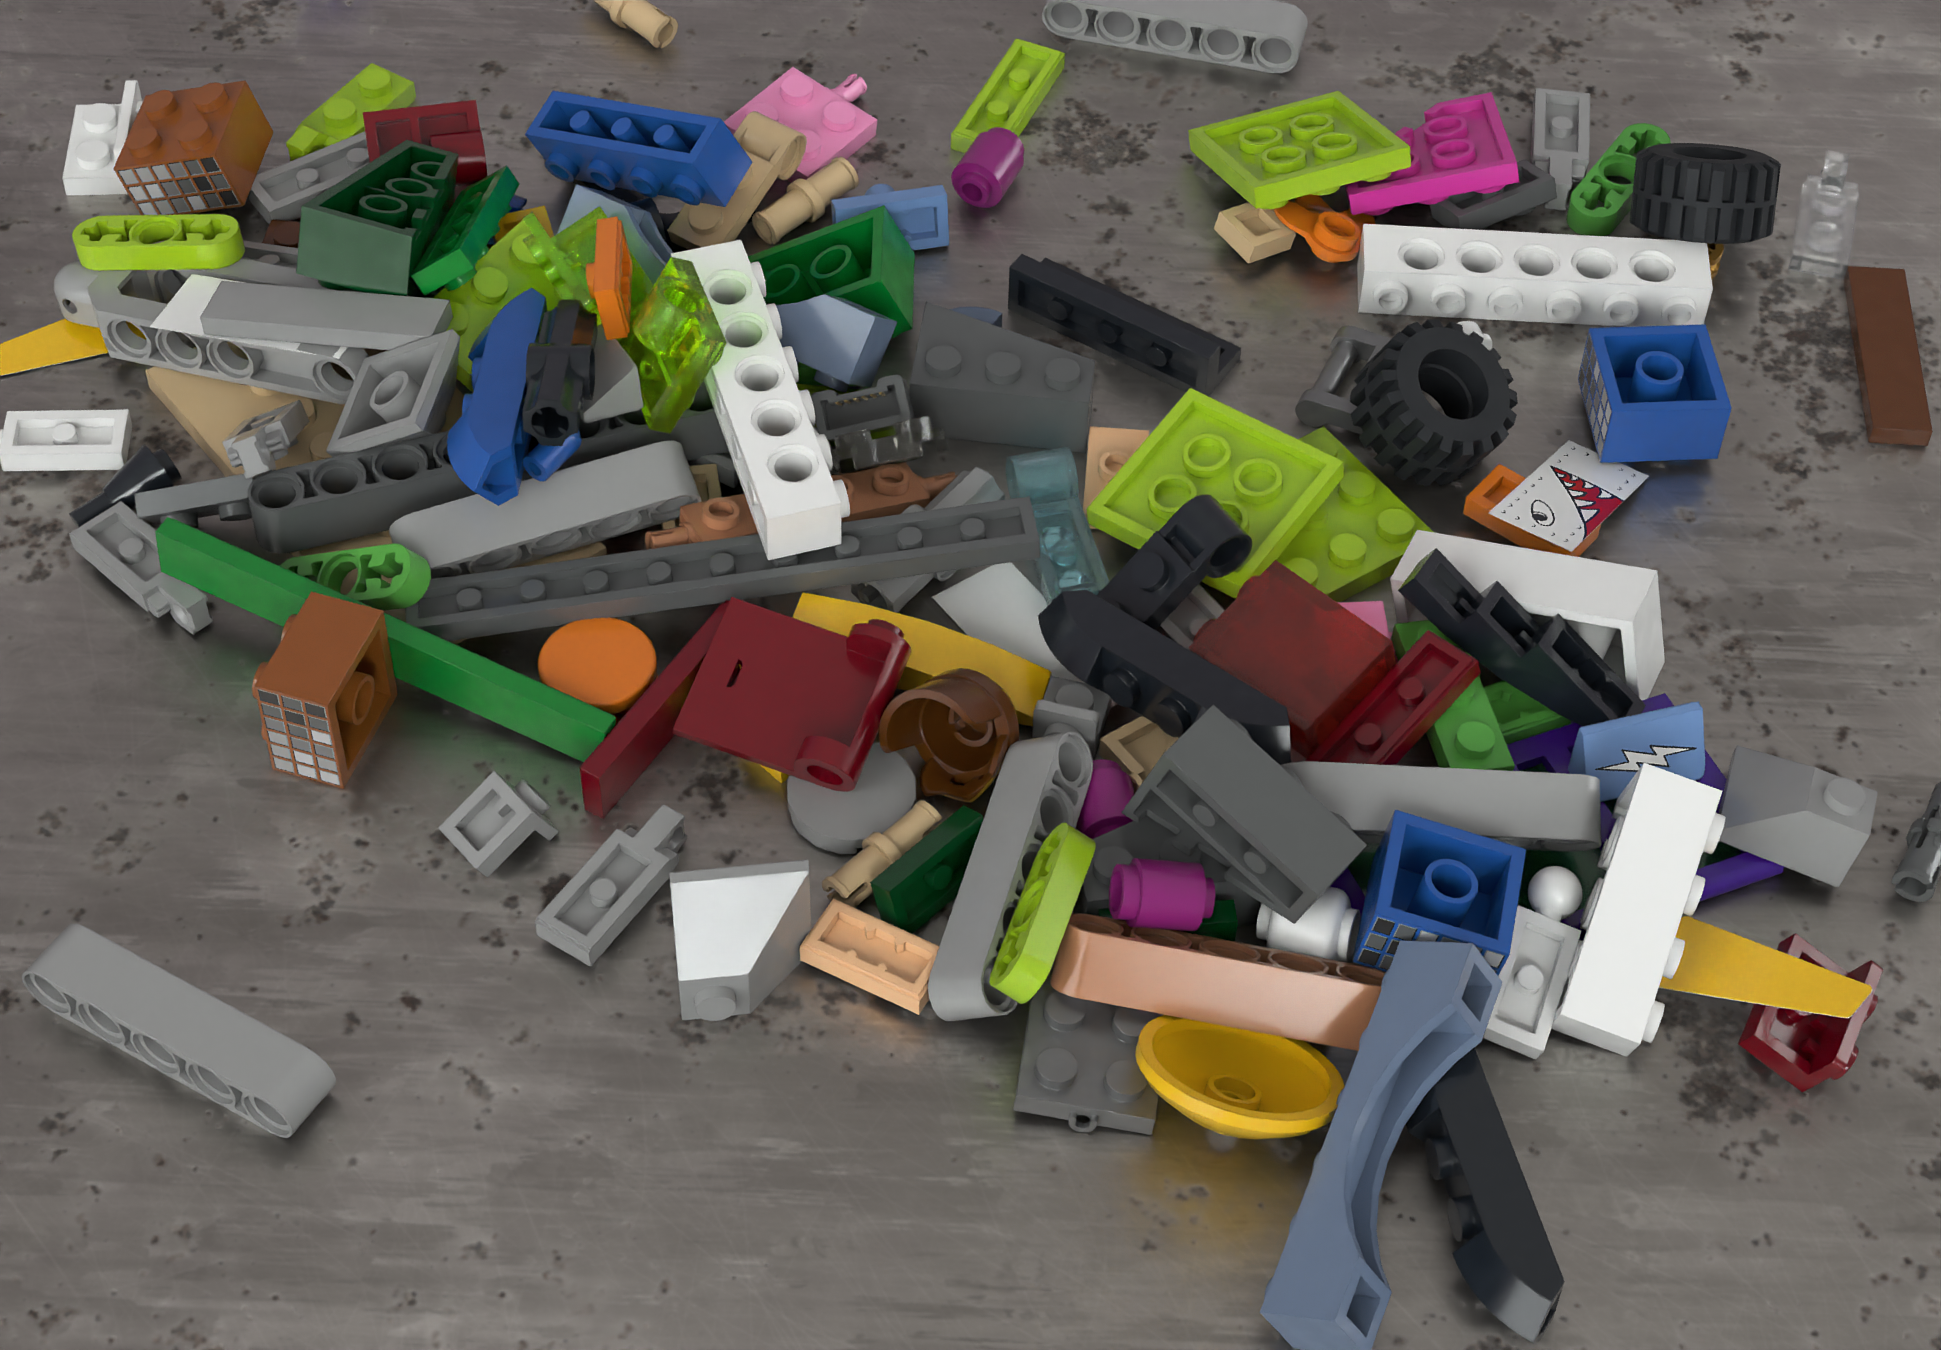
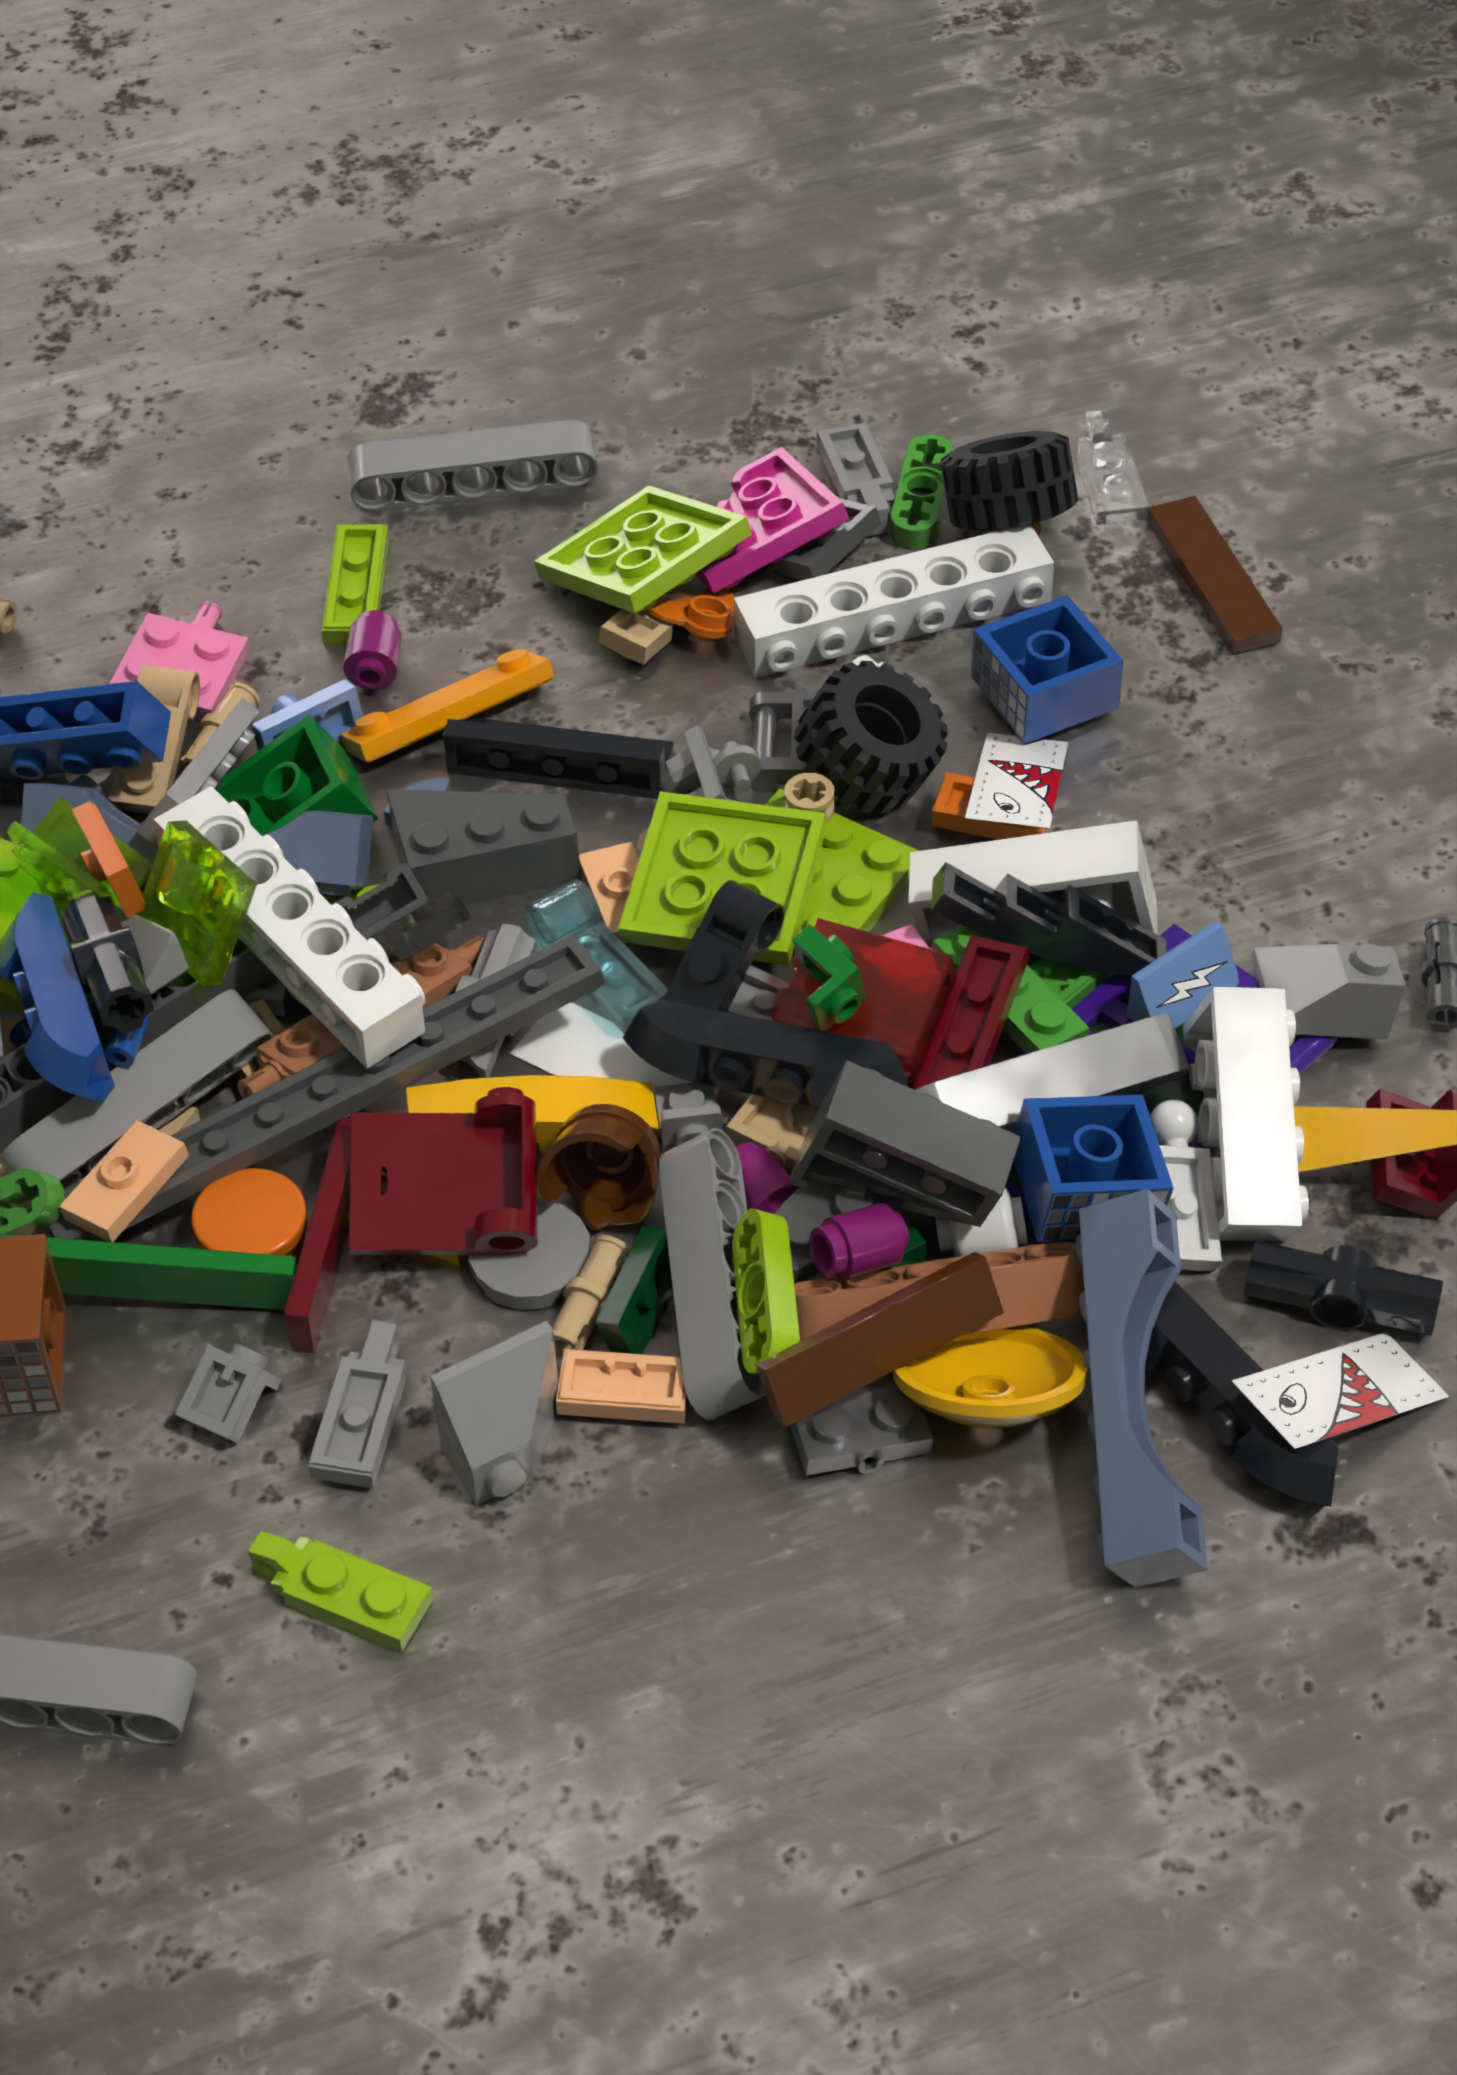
camera: 20 degrees left, 0 degrees up
(490, 589) = (124, 1181): none -> light nougat plate
(513, 1051) = (342, 1588): none -> lime hinge
(769, 219) = (208, 765): none -> light grey plate
(958, 250) = (387, 732): none -> light orange plate
(1135, 998) = (879, 1339): none -> reddish brown tile
(1261, 636) = (834, 970): none -> green bracket
(1262, 388) = (713, 769): none -> light grey hips
(1353, 437) = (810, 793): none -> tan bush
(1600, 1226) = (1340, 1389): none -> white sticker
(1660, 1125) = (1343, 1287): none -> black piece

